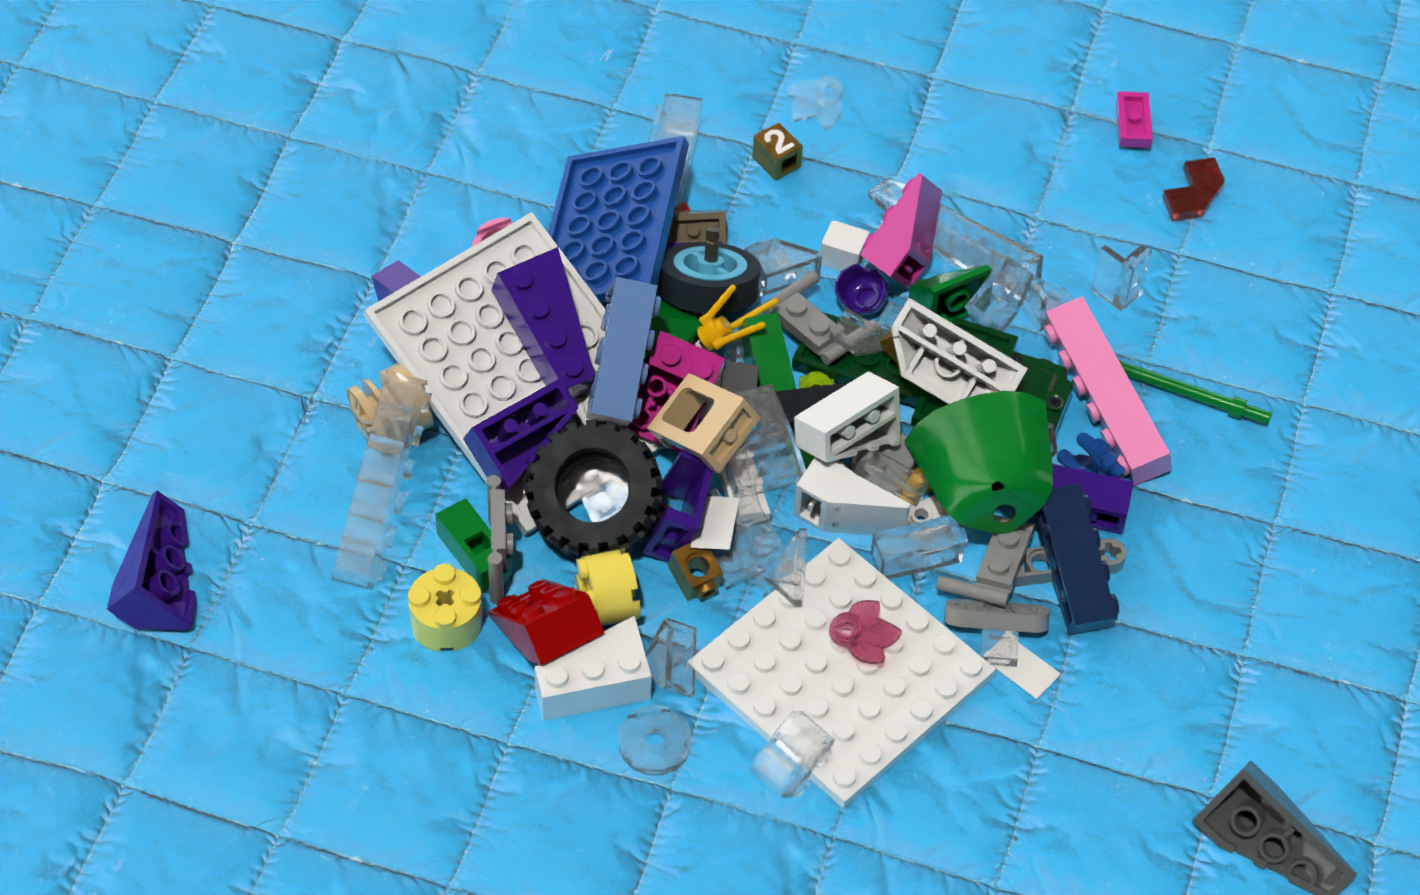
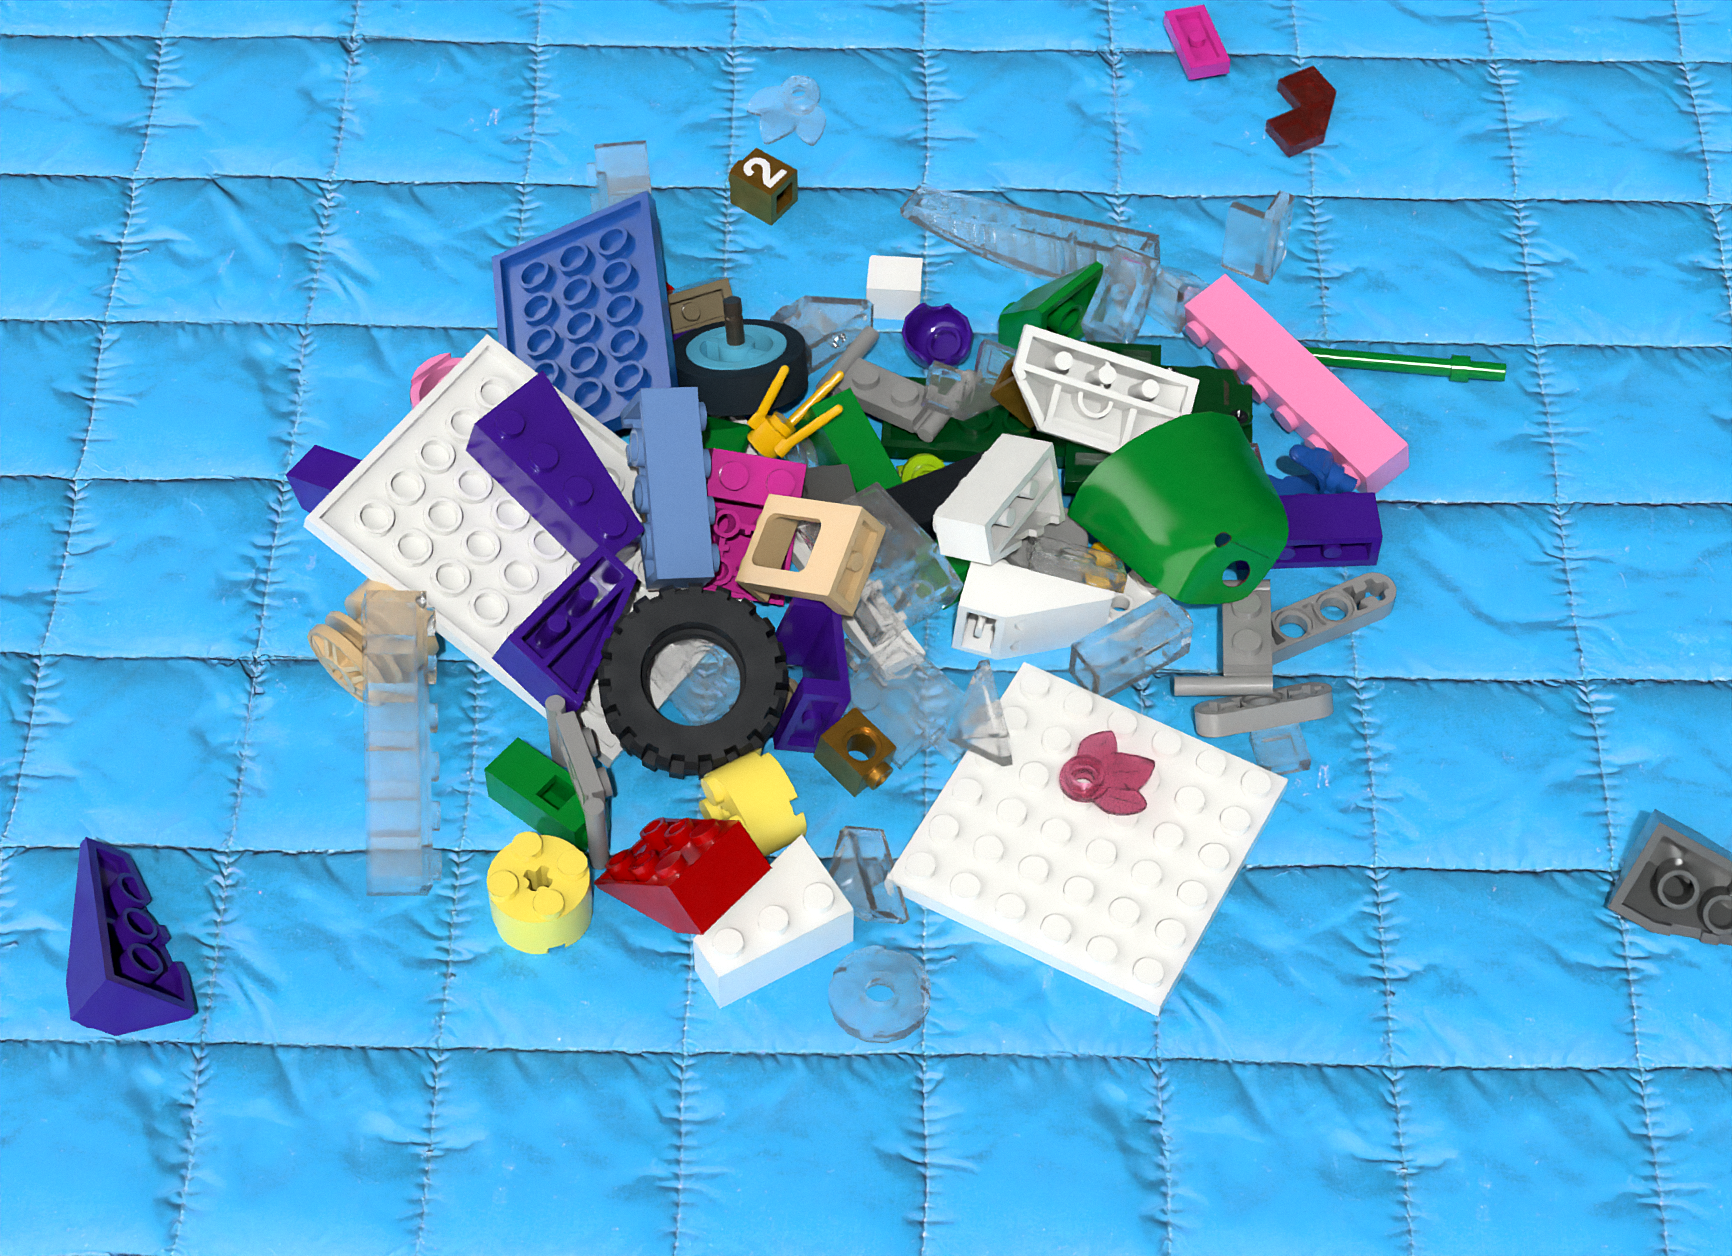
camera: 15 degrees left, 0 degrees up
(716, 523) = (869, 684): white sticker -> none
(792, 755) = (1074, 964): clear brick -> none
(907, 234) = (975, 257): dark pink slope -> none
(1031, 672) = (1330, 773): white sticker -> none
(1076, 561) = (1342, 613): dark blue brick -> none

